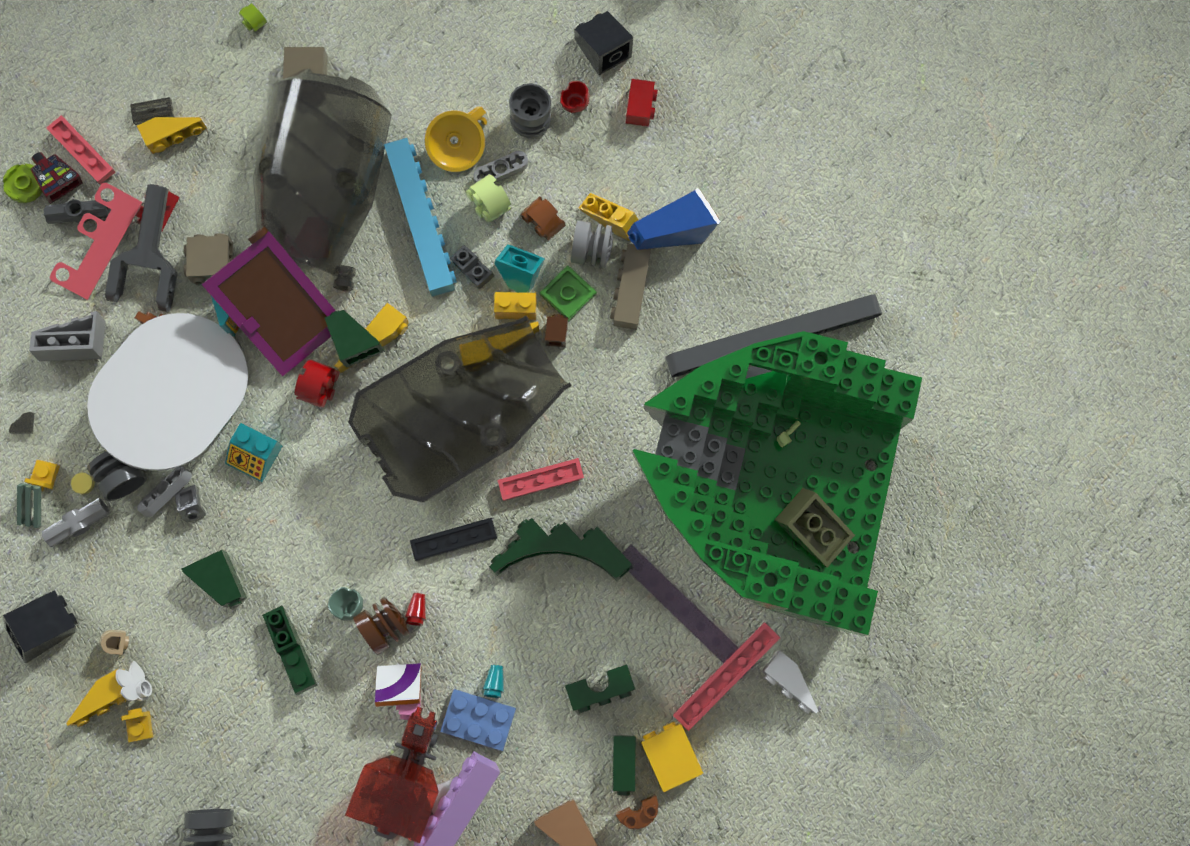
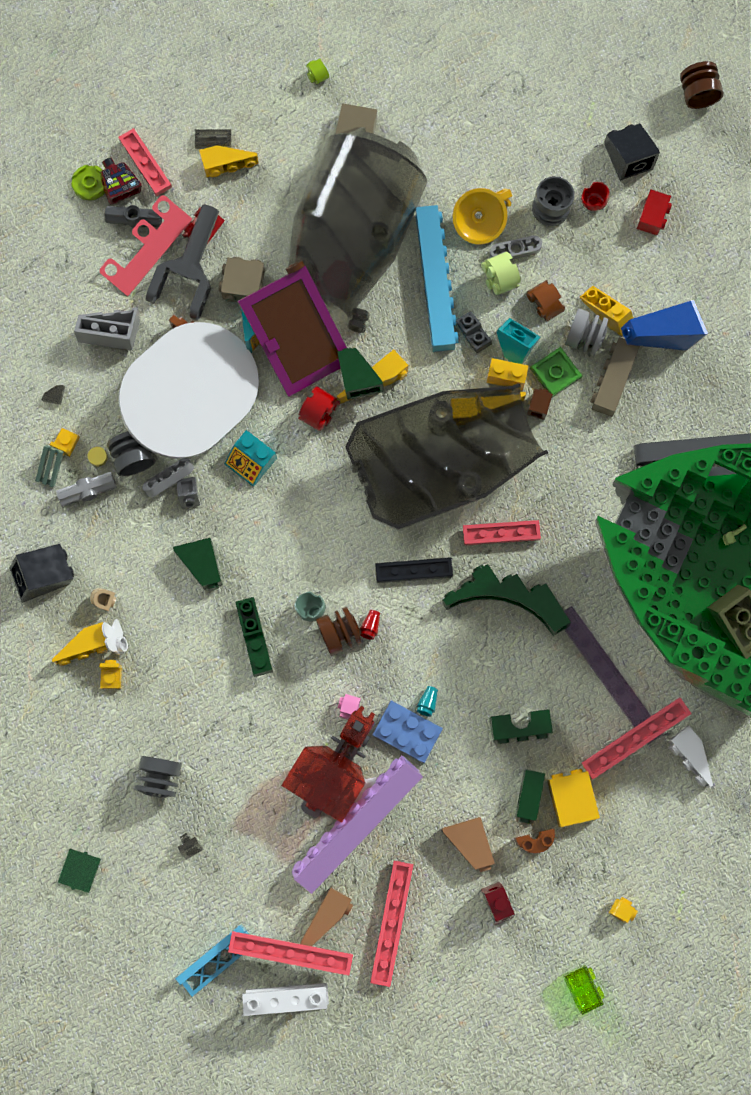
camera: 15 degrees right, 0 degrees up
(398, 685) = (343, 686): tile -> none

